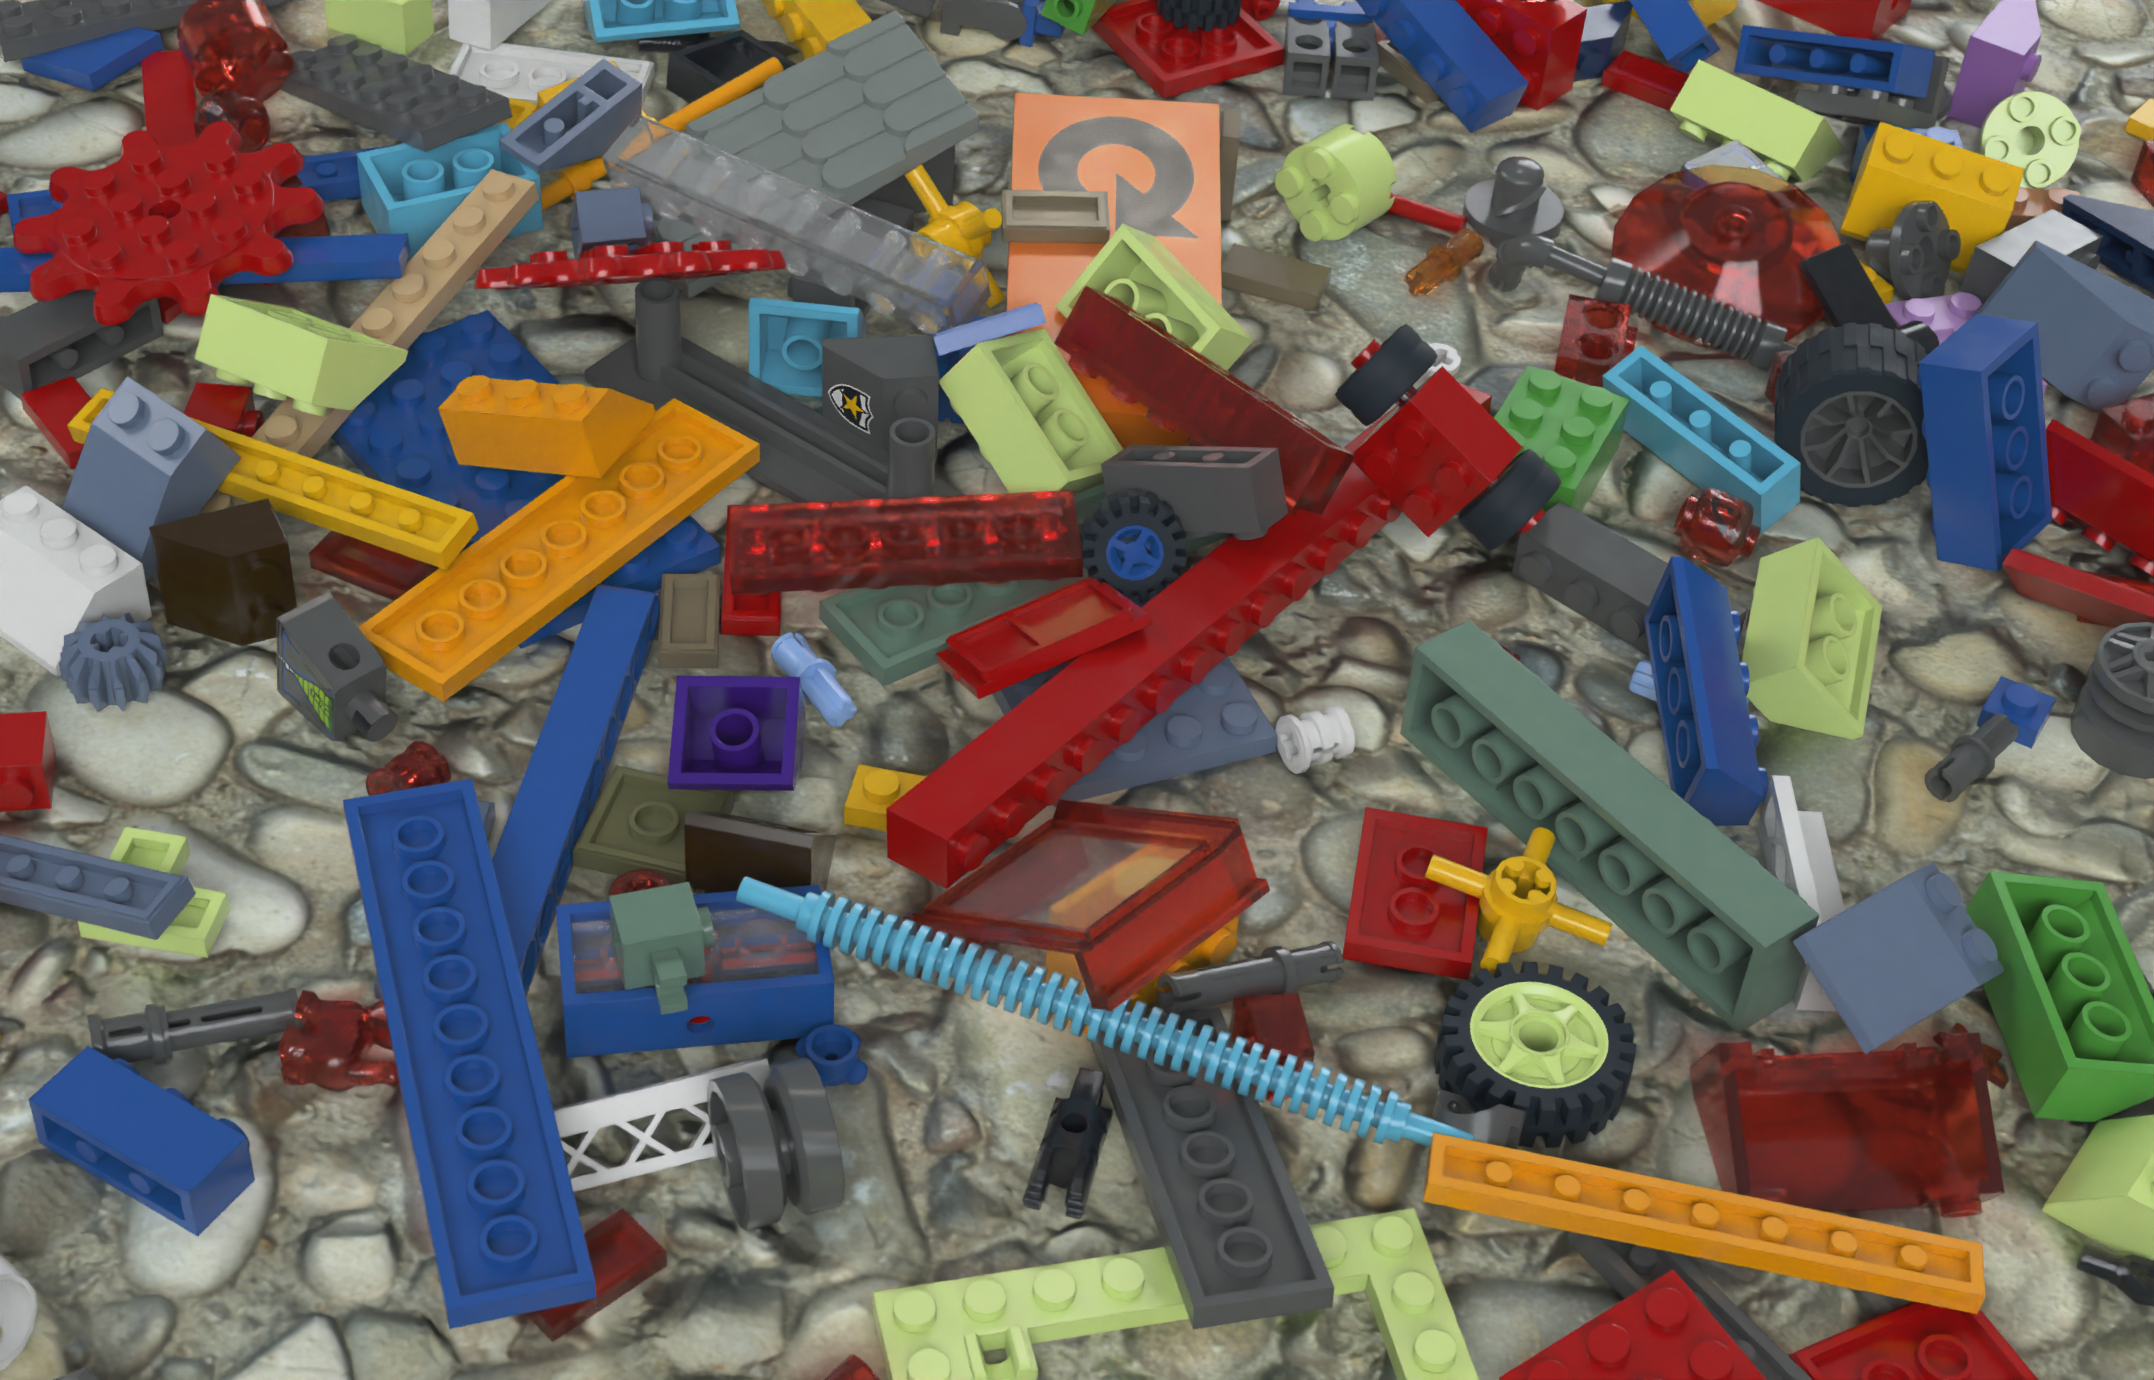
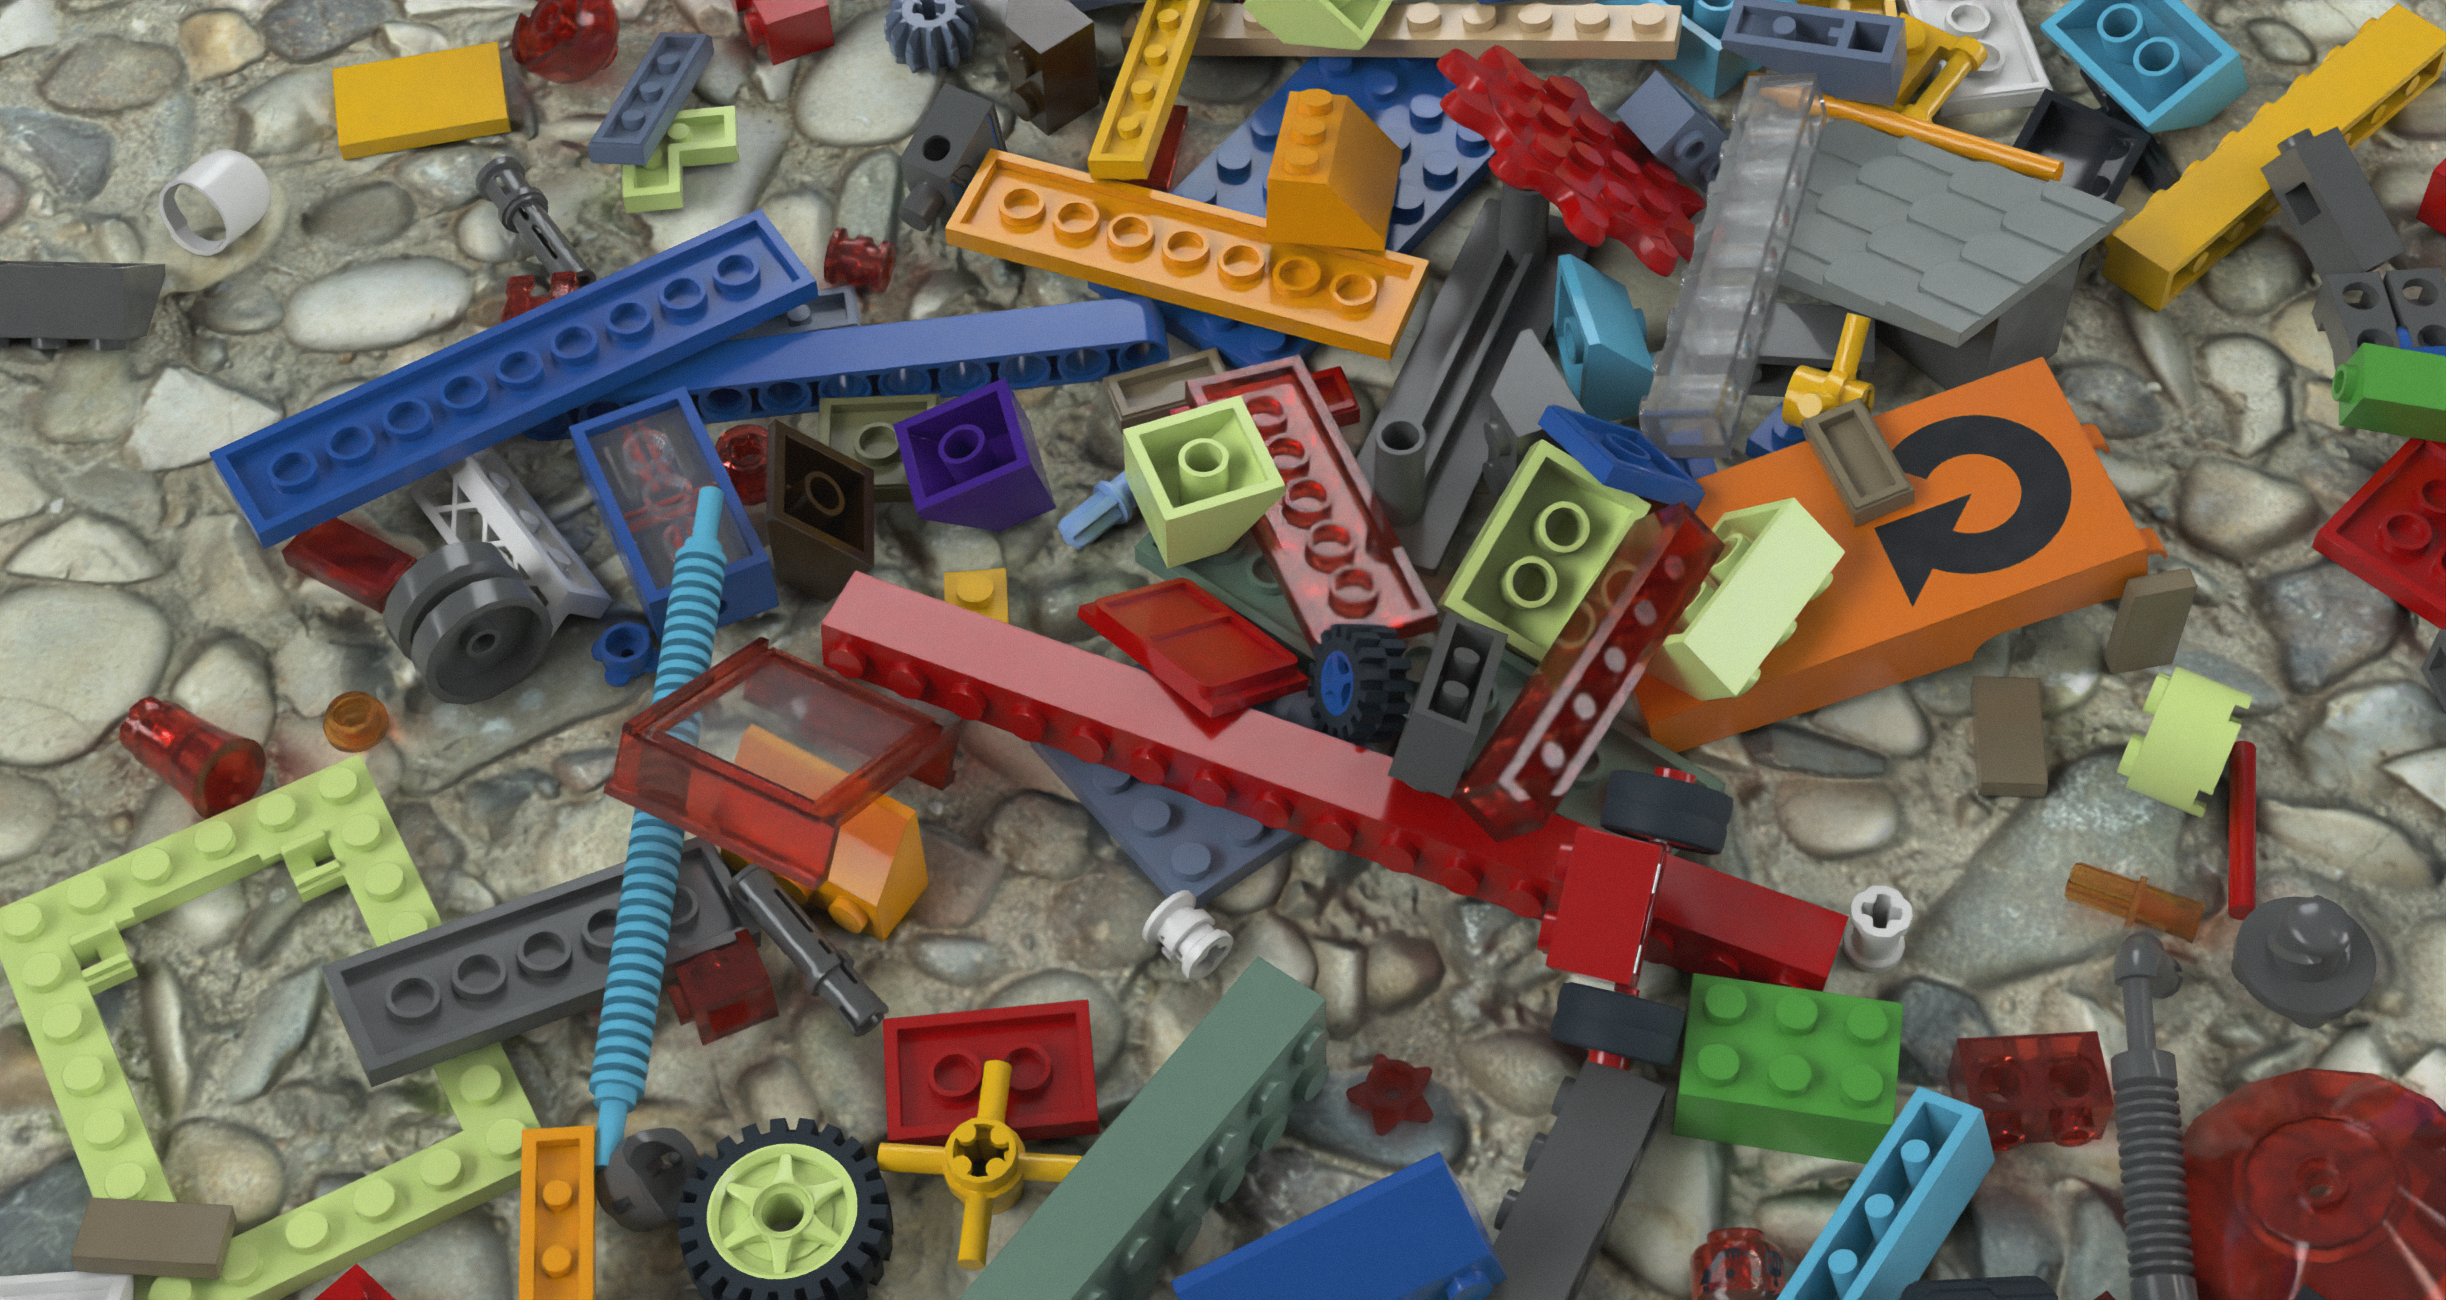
camera: 80 degrees right, 10 degrees up
(143, 1139) = (406, 240): blue brick -> none
(660, 941) = (629, 453): sand green brick -> none
(820, 1279) = (354, 709): none -> clear orange plate
(868, 582) = (1200, 478): none -> yellowish green slope
(1071, 1145) = (547, 854): black hinge -> none

